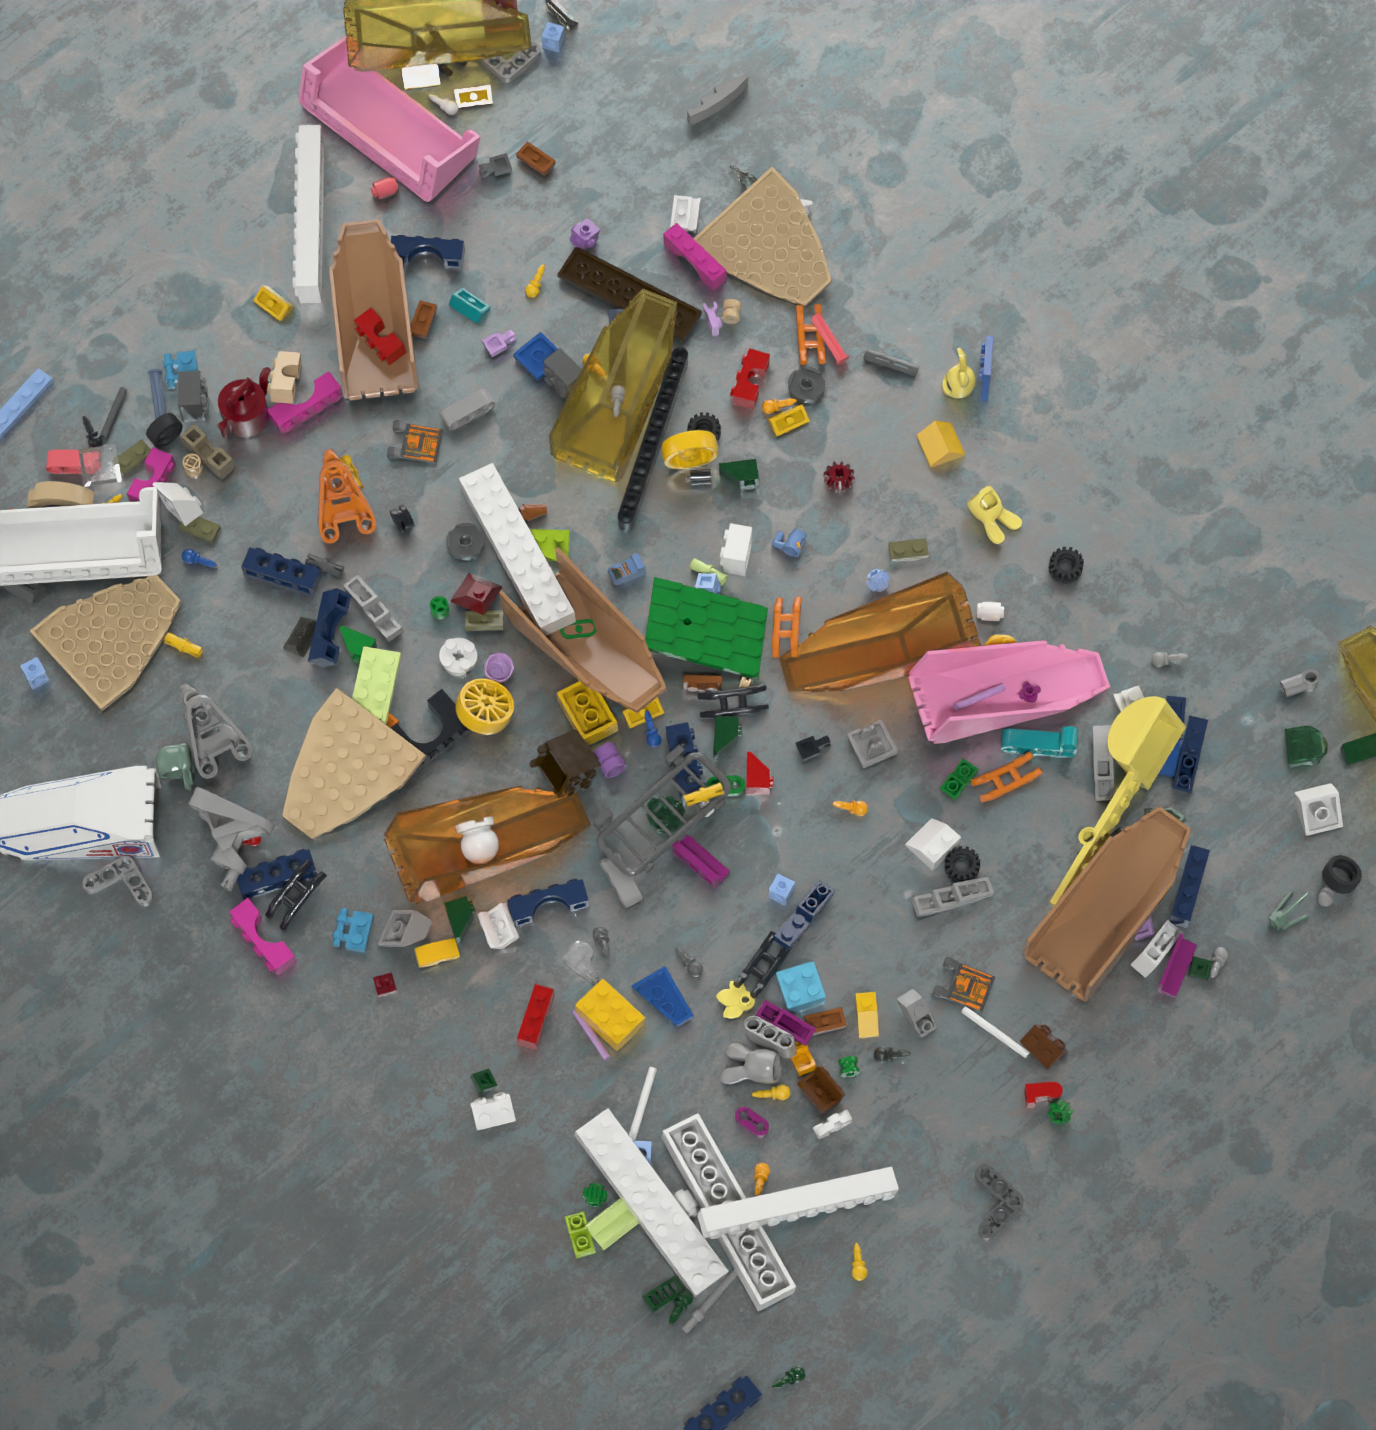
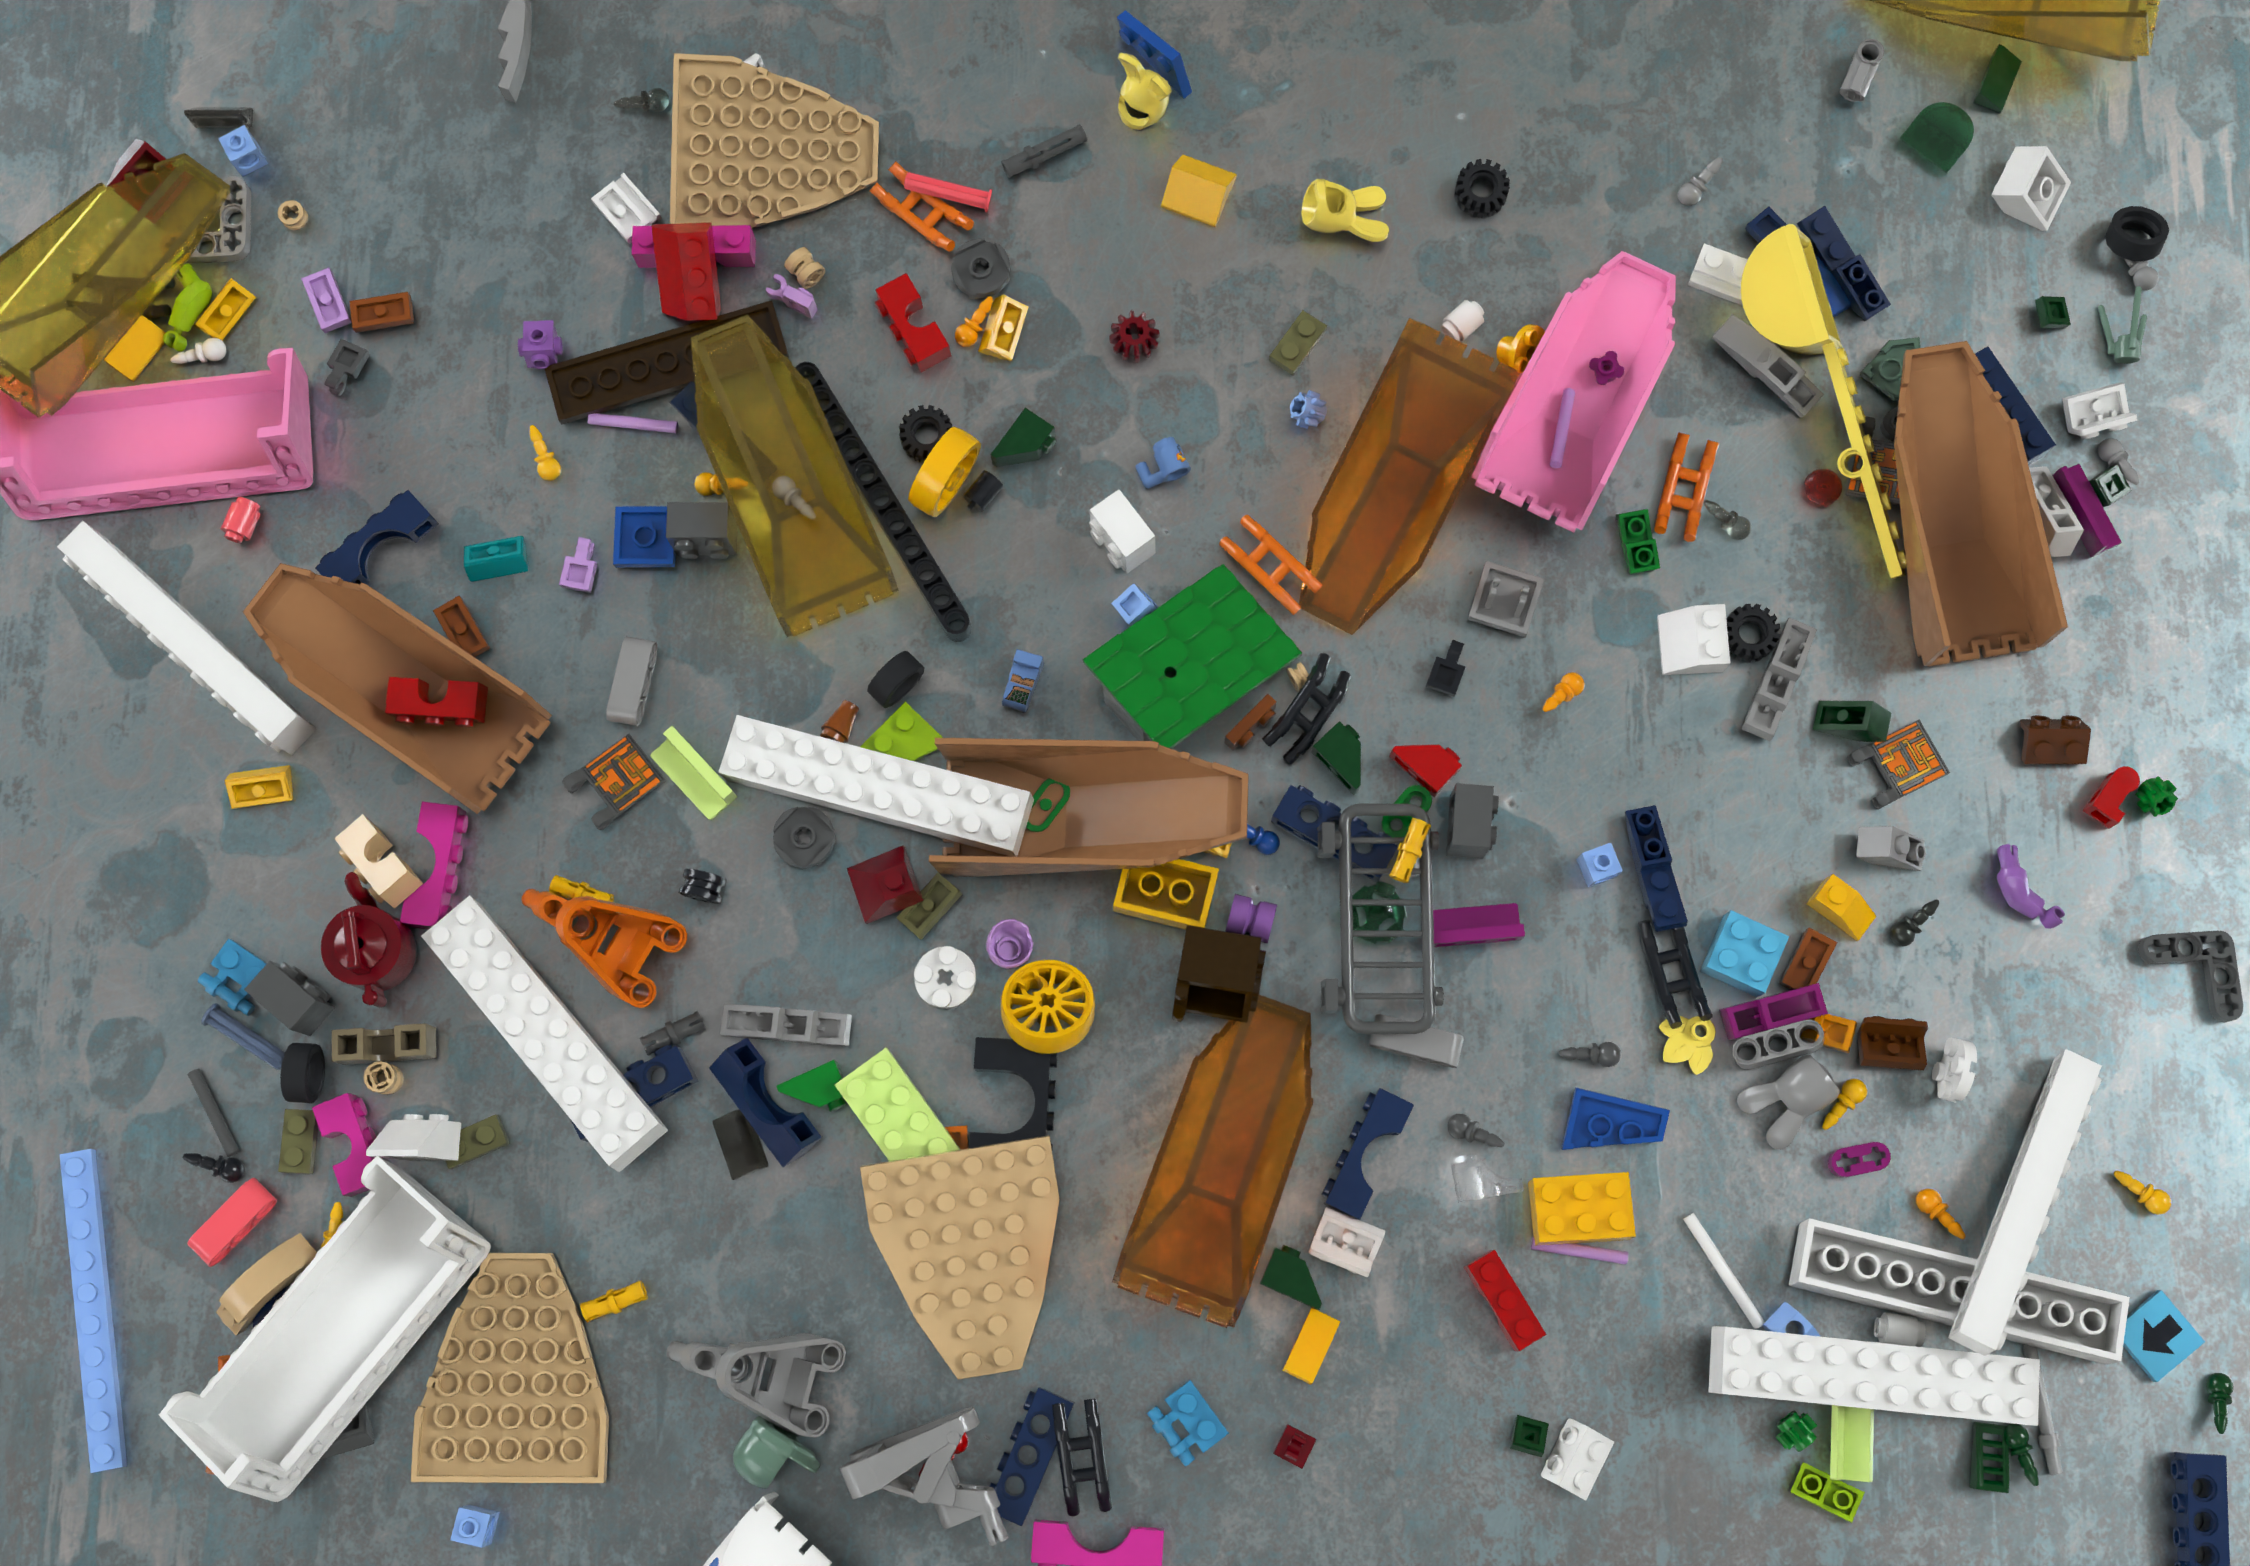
camera: 45 degrees left, 10 degrees up
(100, 465) = (274, 1197): clear slope -> none
(190, 556) = (502, 1188): blue bar -> none
(273, 510) = (544, 1034): none -> white brick
(404, 928) = (1248, 1362): light grey slope -> none
(437, 603) = (858, 938): green wheel -> none
(449, 471) = (692, 774): none -> yellowish green panel
(460, 79) = (187, 306): none -> lime arm
(478, 840) = (1220, 1170): white tile -> none
(518, 132) = (326, 300): none -> lavender plate
(541, 79) = (290, 223): none -> tan bush
(574, 515) = (895, 679): none -> black tyre
(588, 306) = (633, 422): none -> lavender bar
(678, 263) = (687, 270): none -> red slope
(701, 567) = (1110, 589): yellowish green pin -> none
(746, 813) = (1470, 820): none -> dark grey brick
(794, 1325) = (2159, 1336): none -> medium azure tile
(849, 1066) = (1890, 985): green wheel -> none
(950, 1087) = (2017, 893): none -> medium lavender arm
(964, 945) = (1853, 720): none -> dark green slope
(995, 1032) = (1988, 780): white bar -> none
(1011, 818) = (1736, 526): none -> clear smoke bar
(1041, 742) = (1682, 408): teal beam -> none
(1068, 845) = (1821, 495): none -> clear red plate
(1232, 930) = (2097, 411): none -> white bracket
(1263, 870) = (2052, 312): none -> dark green tile

